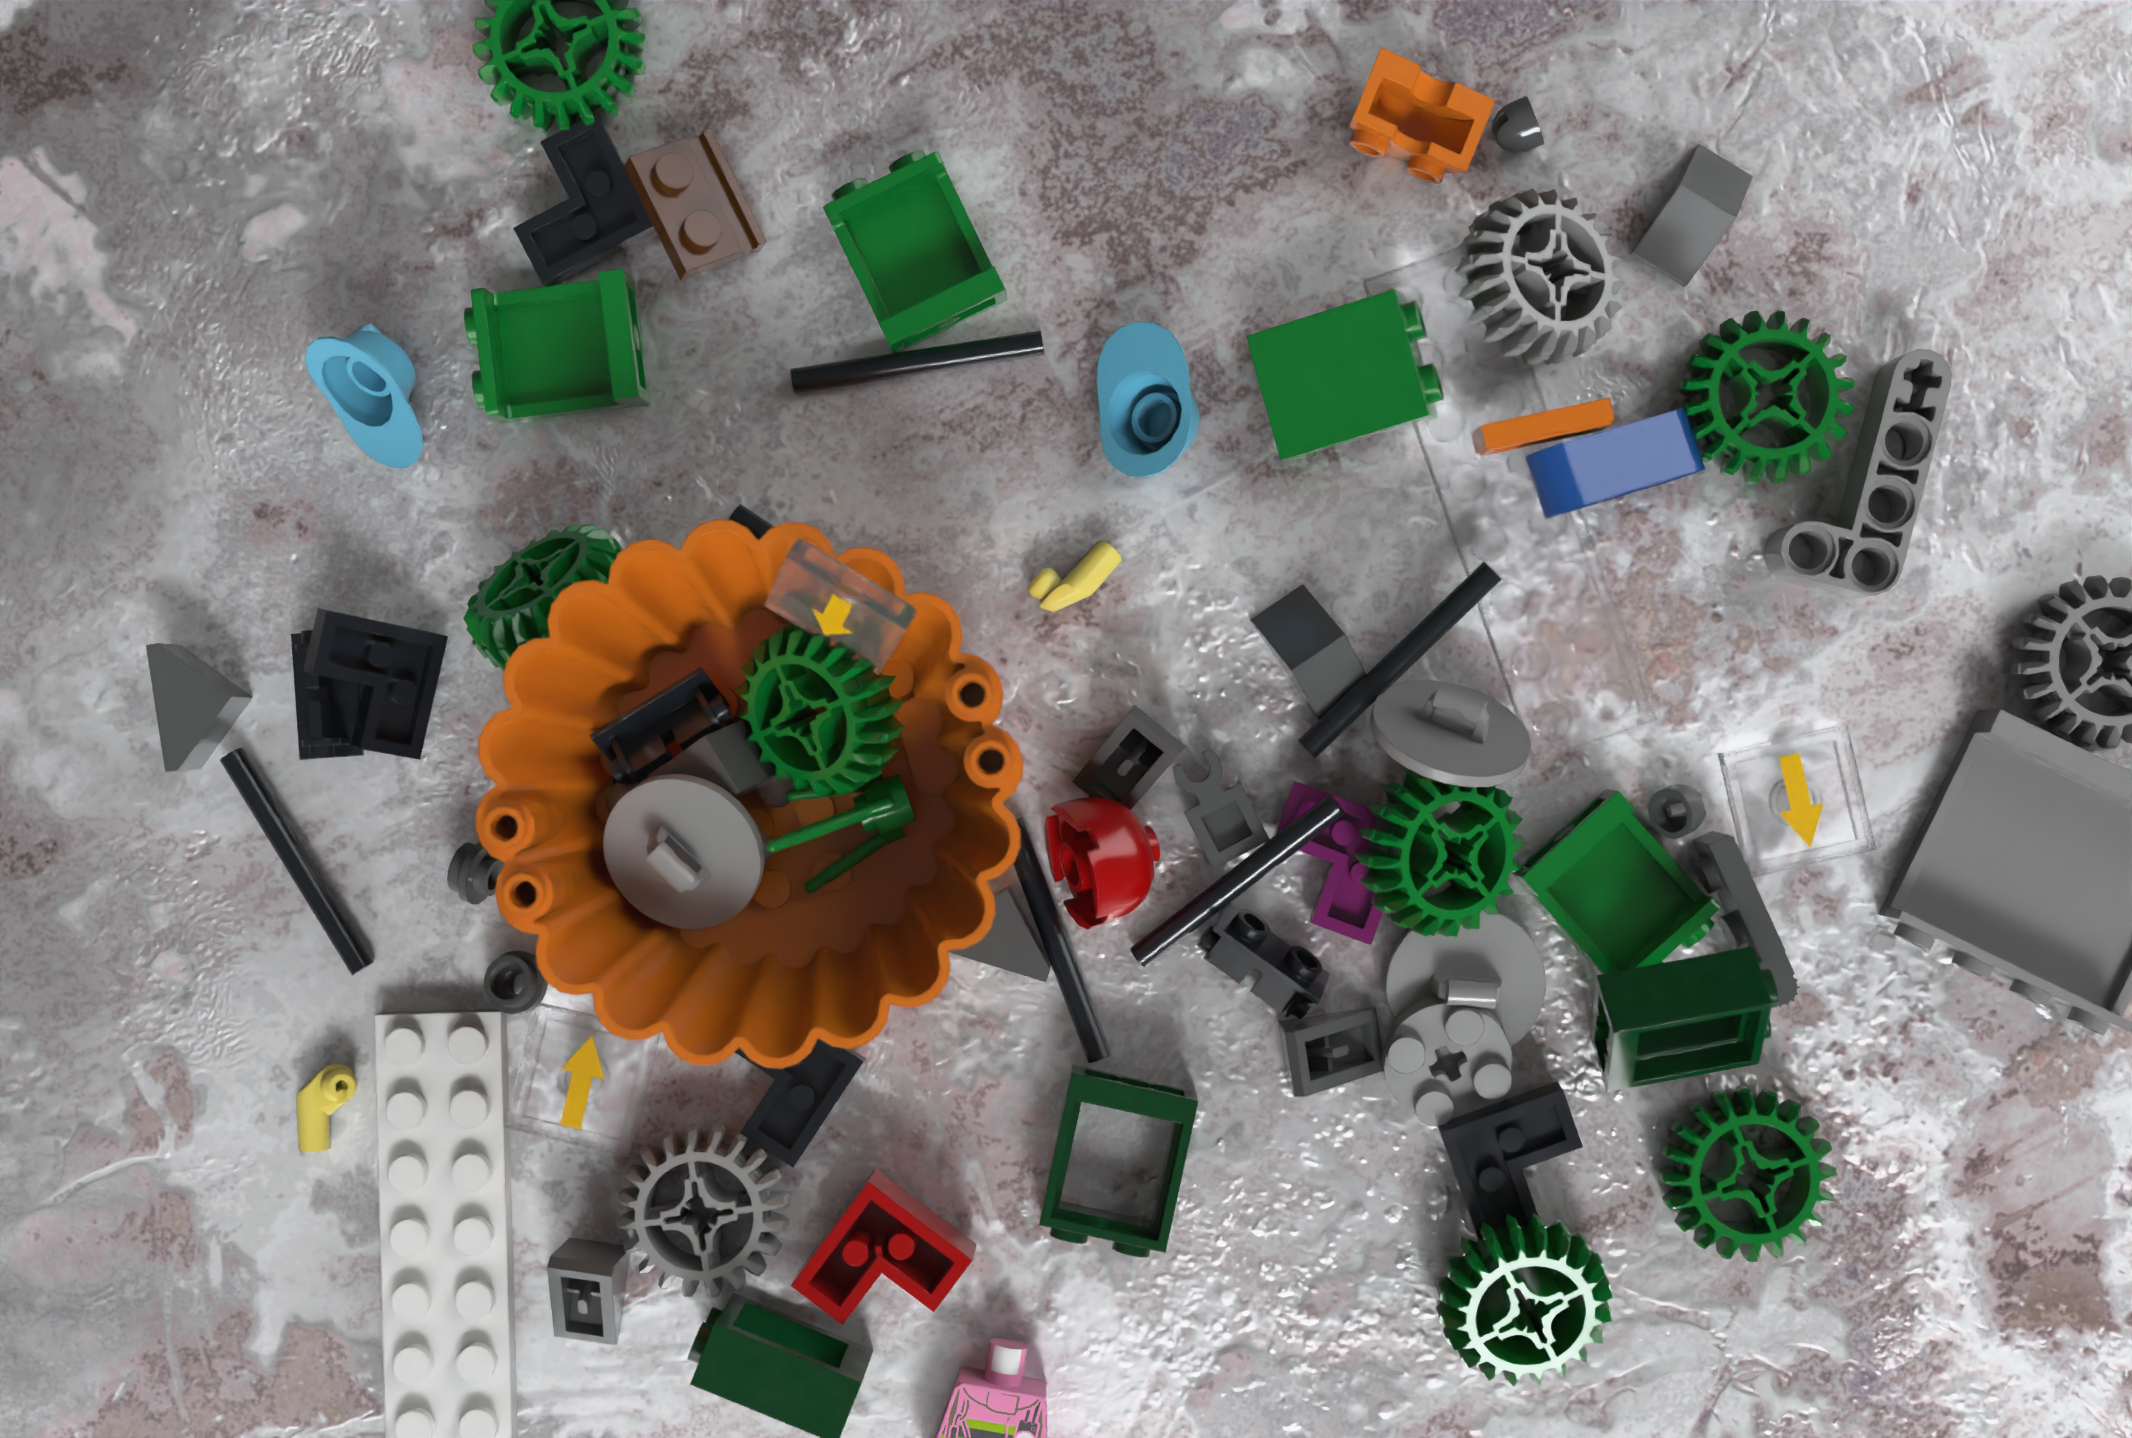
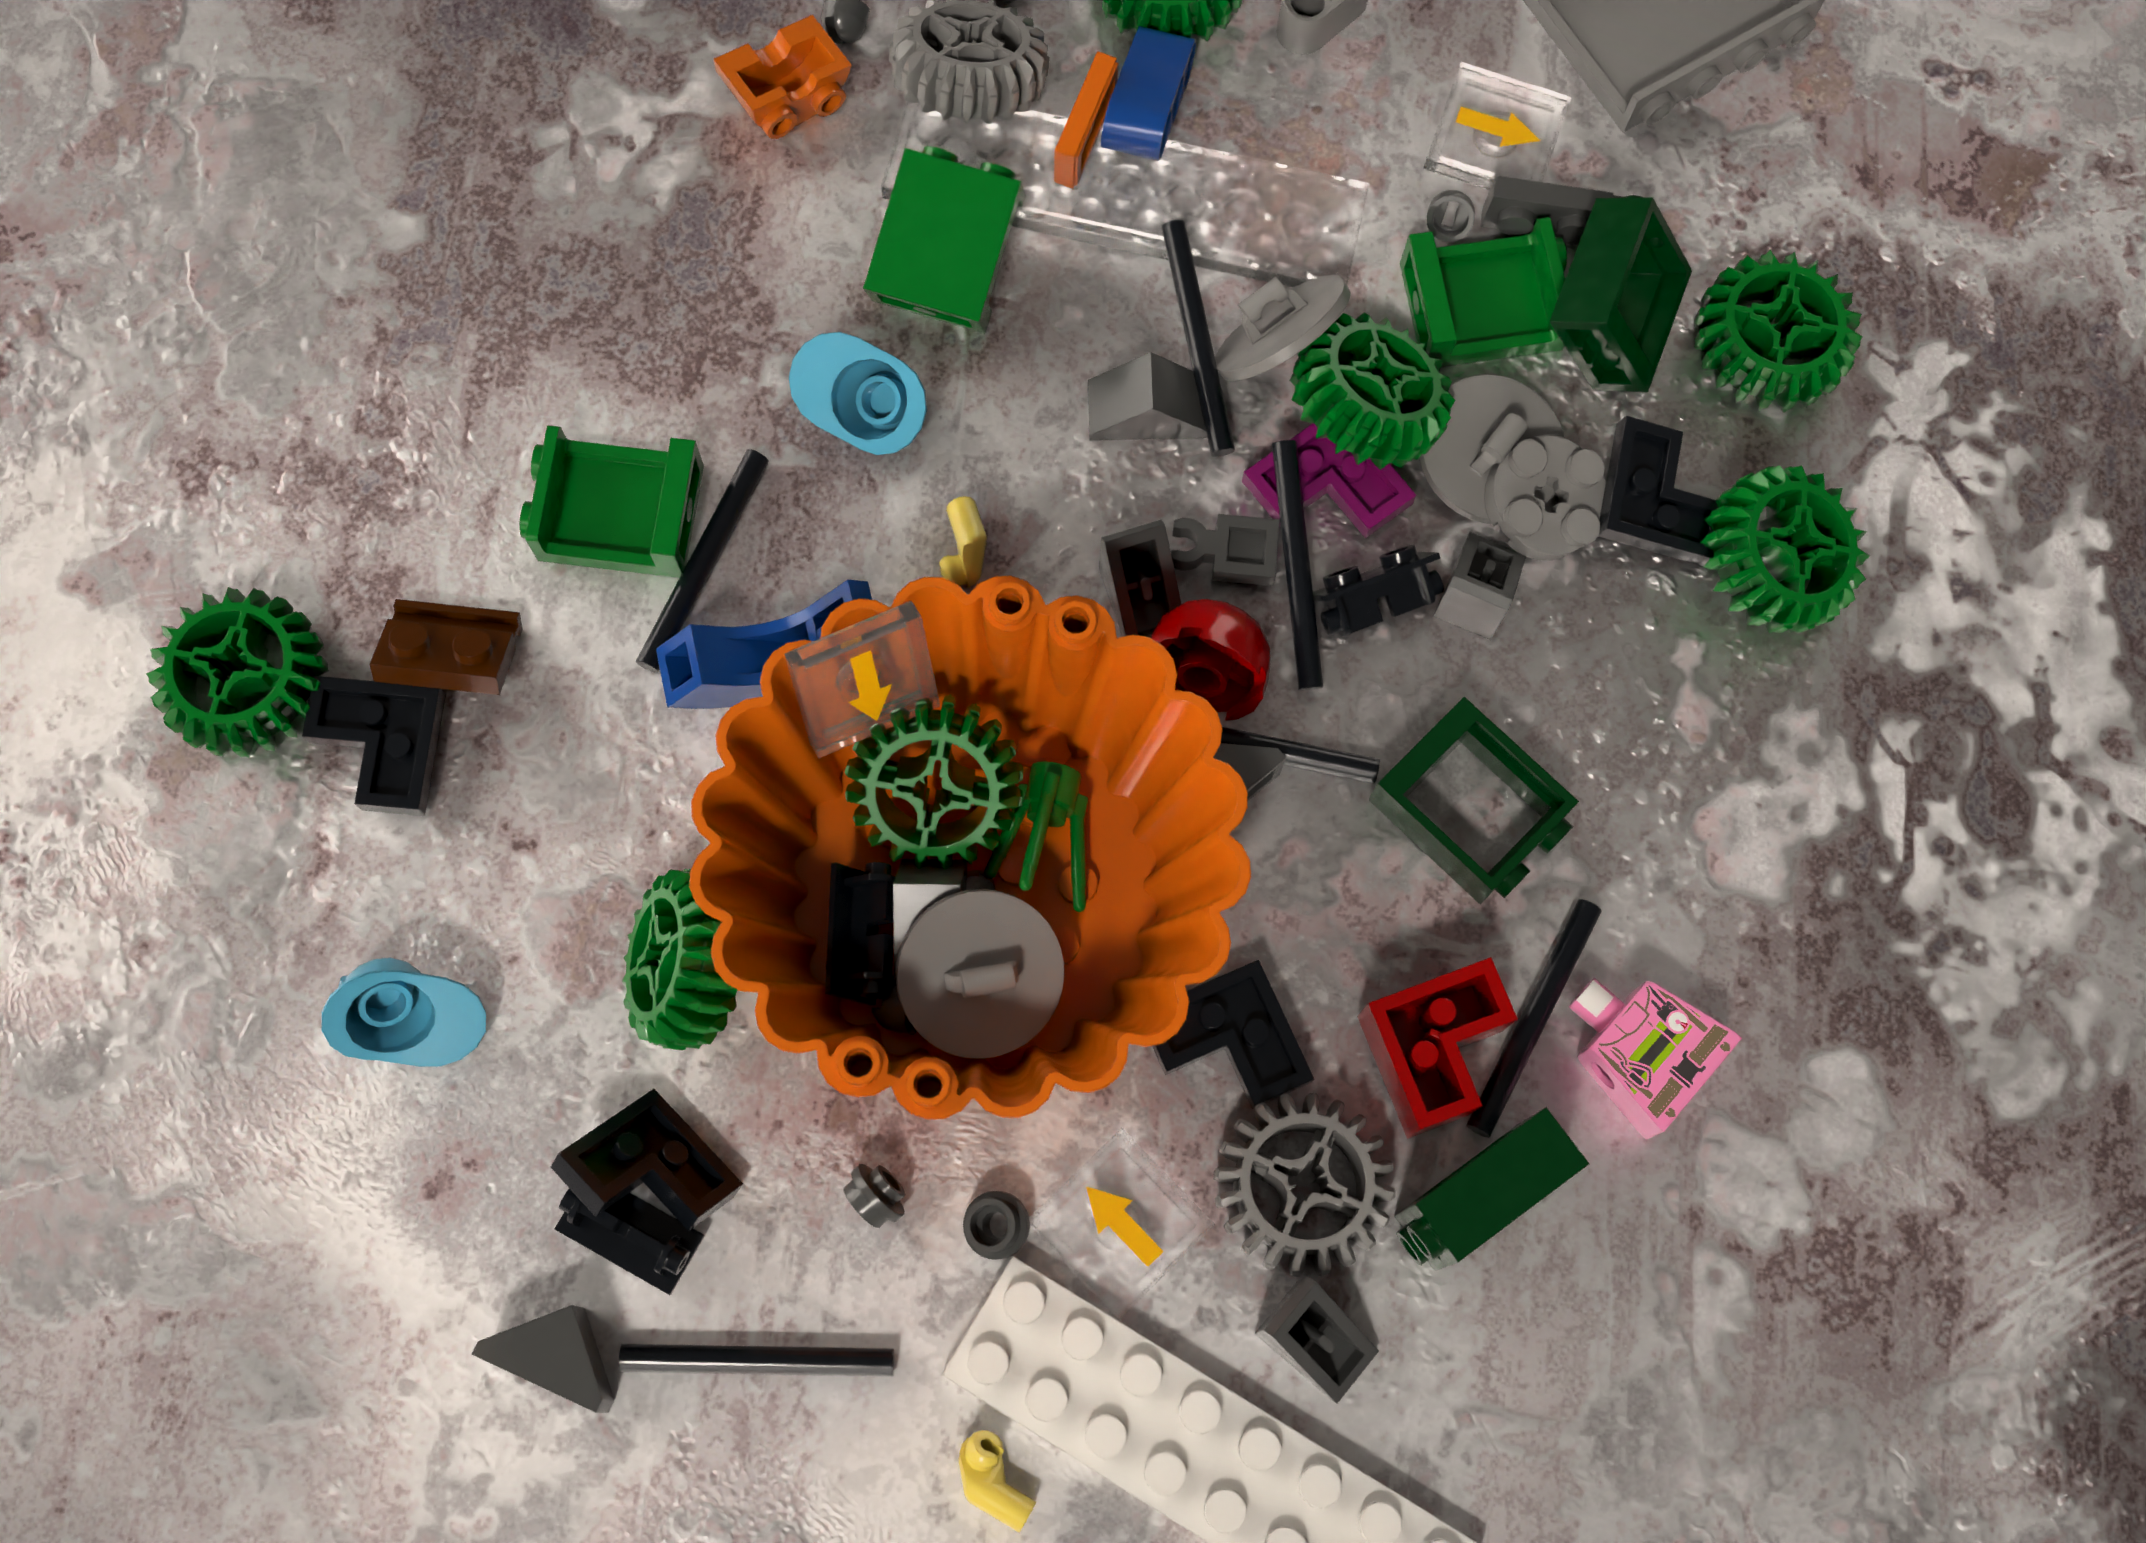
camera: 65 degrees left, 15 degrees down
(558, 349) = (483, 833): green panel -> none
(859, 482) = (724, 664): none -> blue arch
(971, 1314) = (1534, 1018): none -> black bar

